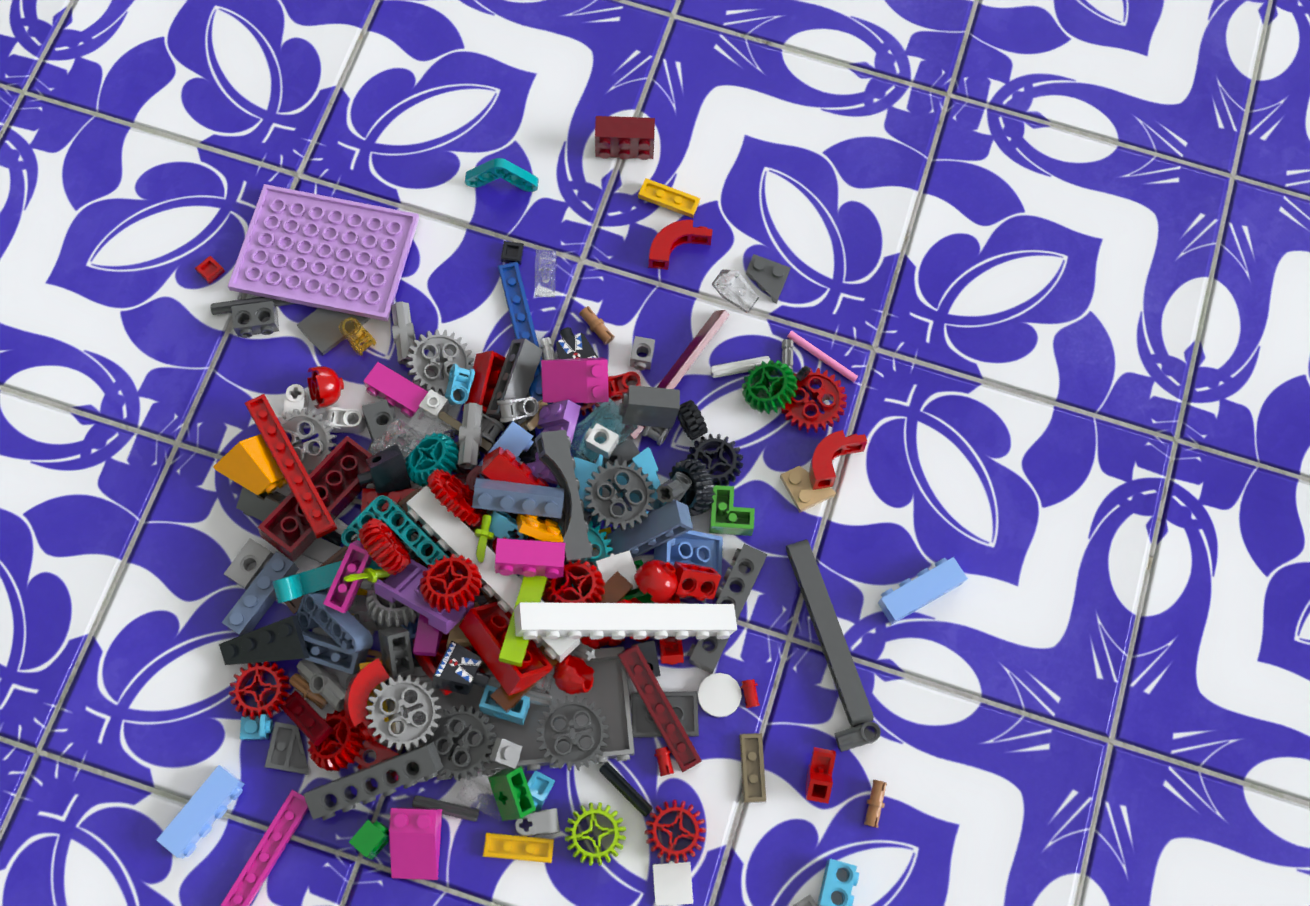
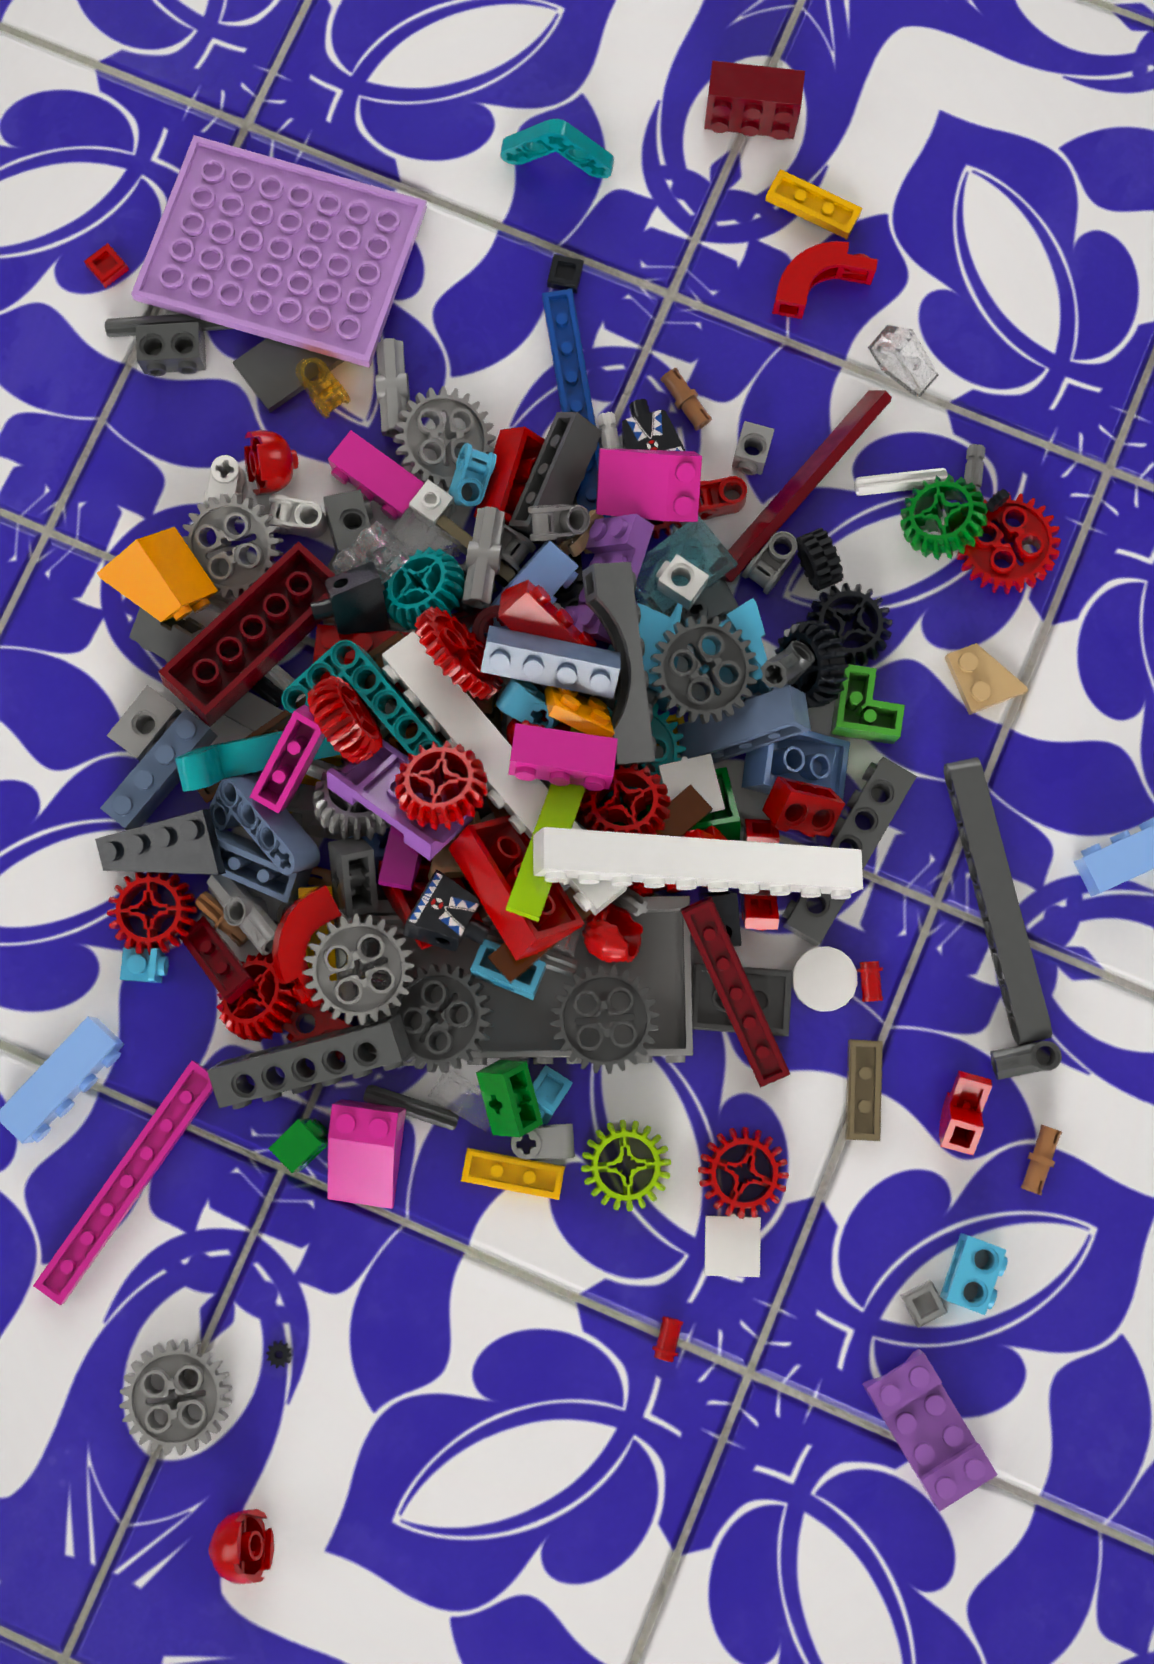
camera: 10 degrees right, 10 degrees up
(286, 750) = (186, 1002): dark grey wing -> none
(290, 466) = (212, 582): red tile -> none
(369, 574) = (320, 759): lime piece -> none
(483, 535) = (495, 714): lime piece -> none
(505, 753) = (505, 1040): light grey bracket -> none
(545, 273) = (614, 310): clear slope -> none
(625, 789) = (675, 1104): black axle -> none
(650, 406) = (760, 534): dark grey brick -> none
(657, 579) = (749, 802): red cylinder -> none
(664, 761) = (734, 1068): red pin -> none
(768, 275) = (956, 340): dark grey wing -> none
(822, 356) = (1028, 475): bright pink bar -> none
(834, 445) = (1011, 650): red arch -> none

